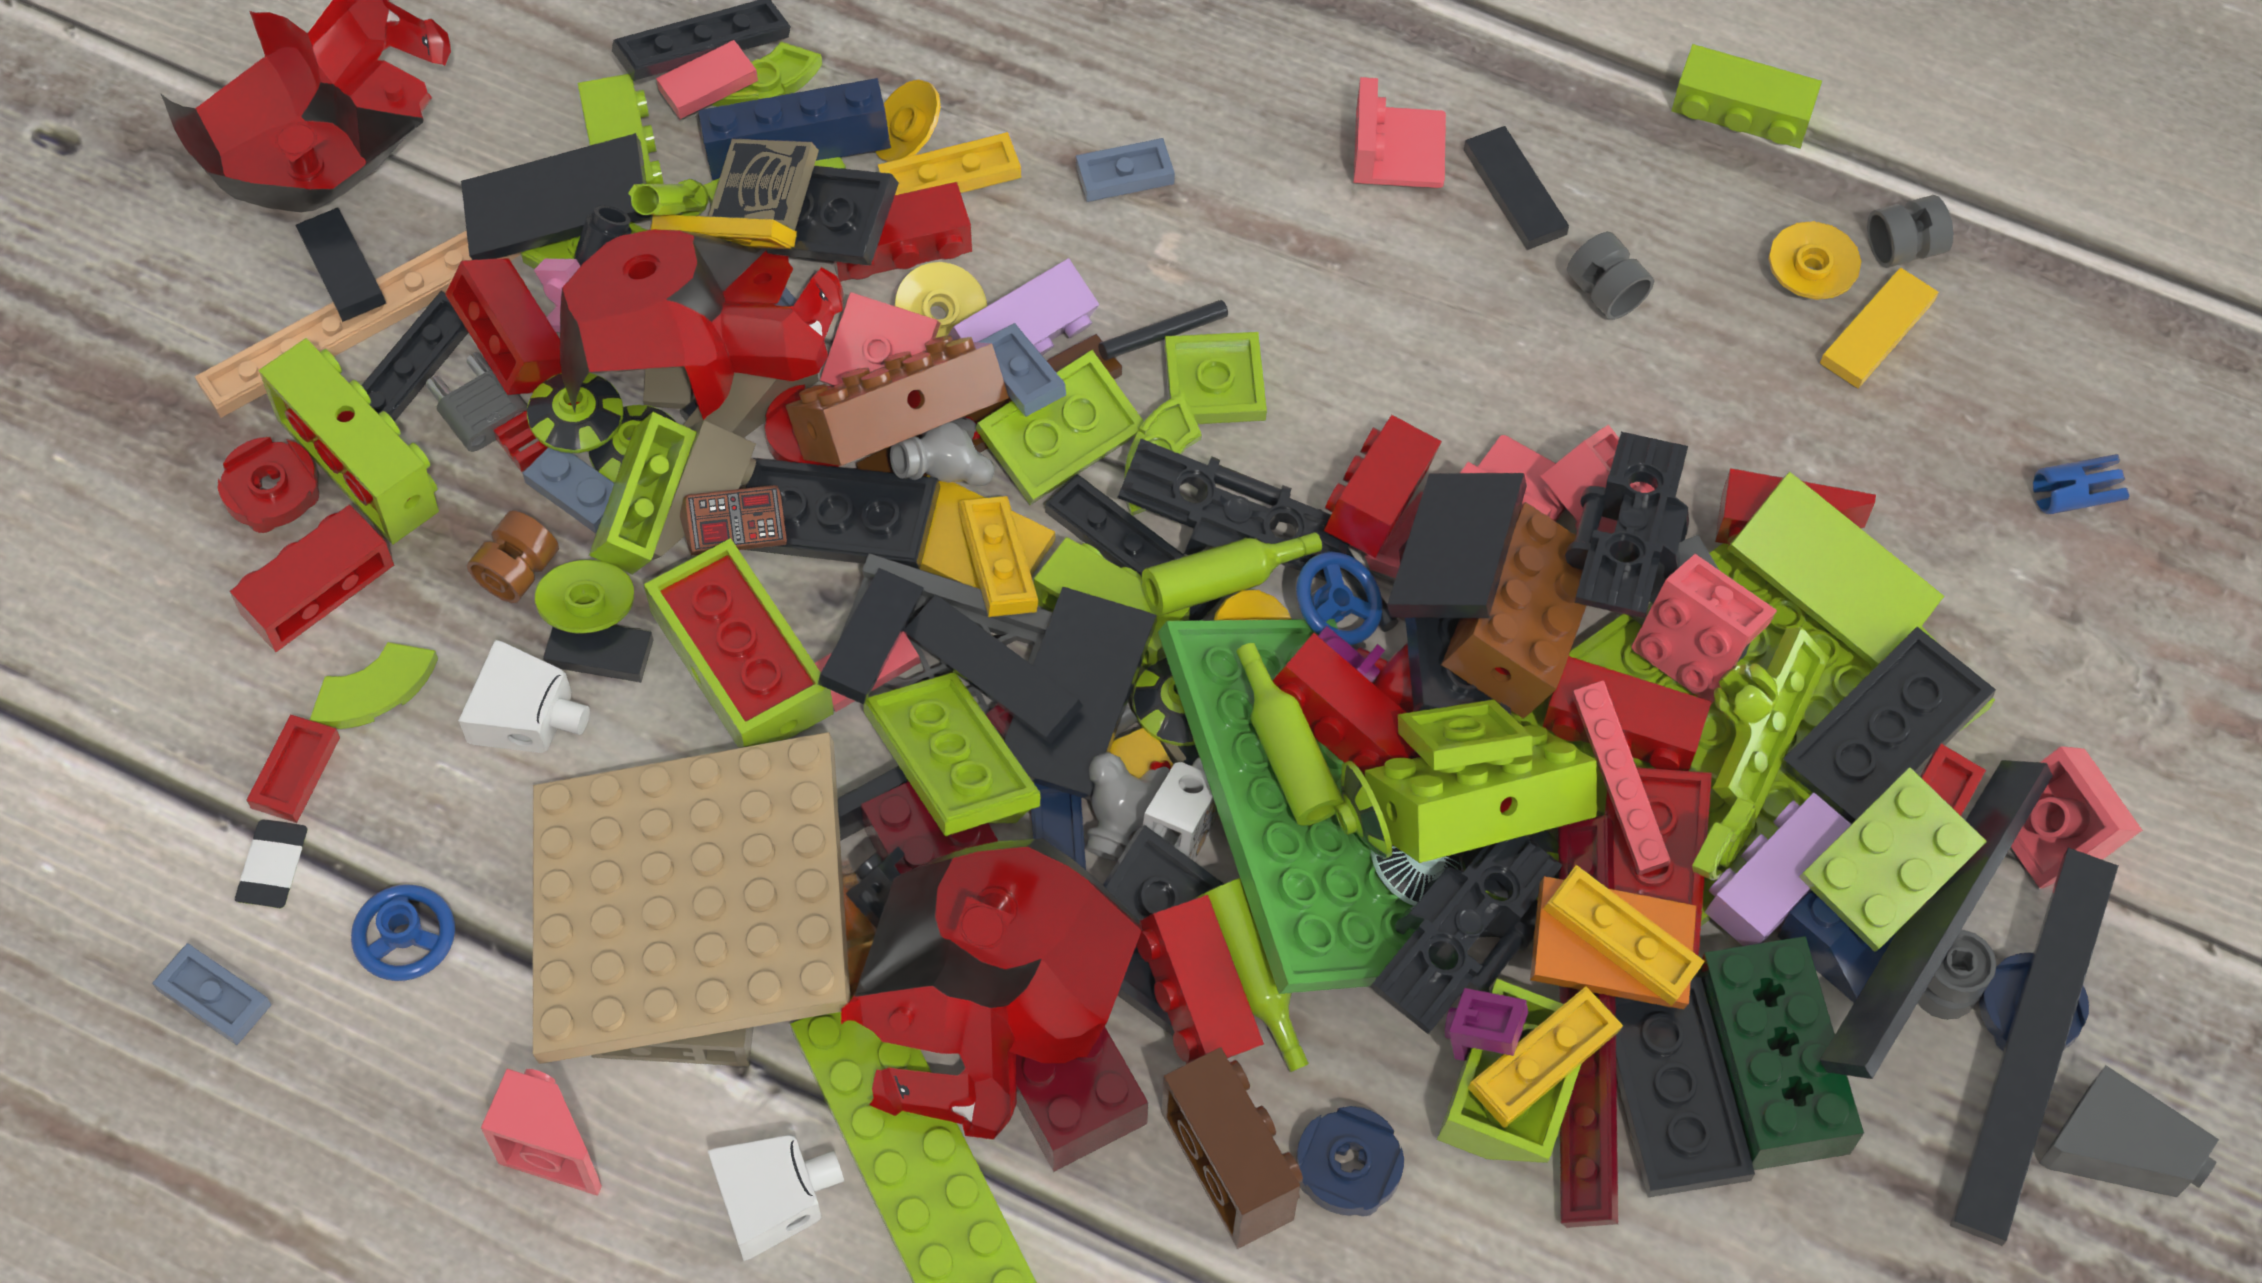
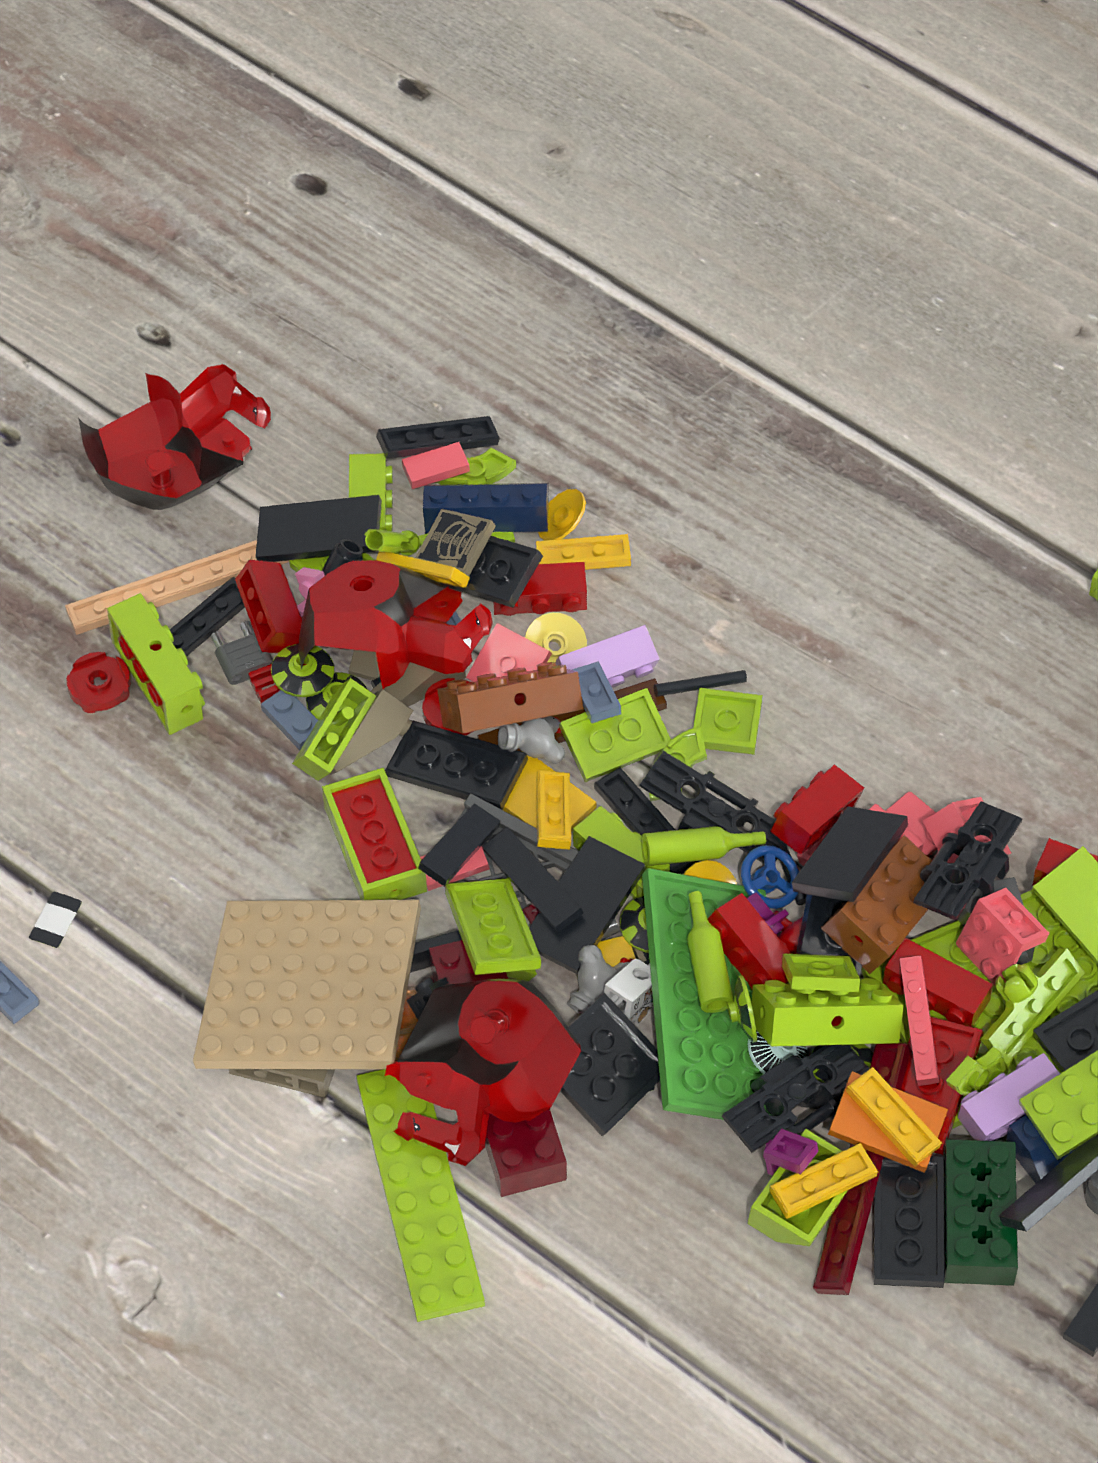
camera: 15 degrees right, 5 degrees down
(293, 768) = (80, 863): red tile -> none
(312, 577) = (114, 746): red brick -> none
(340, 264) = (171, 548): black tile -> none
(375, 690) = (139, 824): lime tile -> none
(393, 911) = (124, 961): blue piece -> none
(516, 552) = (246, 752): dark orange wheel -> none
(520, 703) = (229, 848): white torso -> none
(535, 1131) = (185, 1107): coral slope -> none
(584, 596) = (283, 788): lime dish -> none
(607, 653) = (286, 824): black tile -> none
(746, 516) = (396, 755): slope -> none
(771, 1189) = (322, 1171): white torso -> none
(1060, 822) = (555, 985): dark blue tile -> none
(1125, 169) = (701, 572): sand blue plate -> none
(1197, 981) = (615, 1097): red brick -> none
(1231, 1146) = (613, 1199): reddish brown brick -> none
(1254, 970) = (645, 1068): lime piece -> none
(1355, 1191) = (682, 1243): dark blue plate -> none
(1397, 143) = (890, 585): coral bracket -> none
(1516, 187) = (965, 629): black tile -> none
(1613, 278) = (1010, 698): dark grey wheel -> none

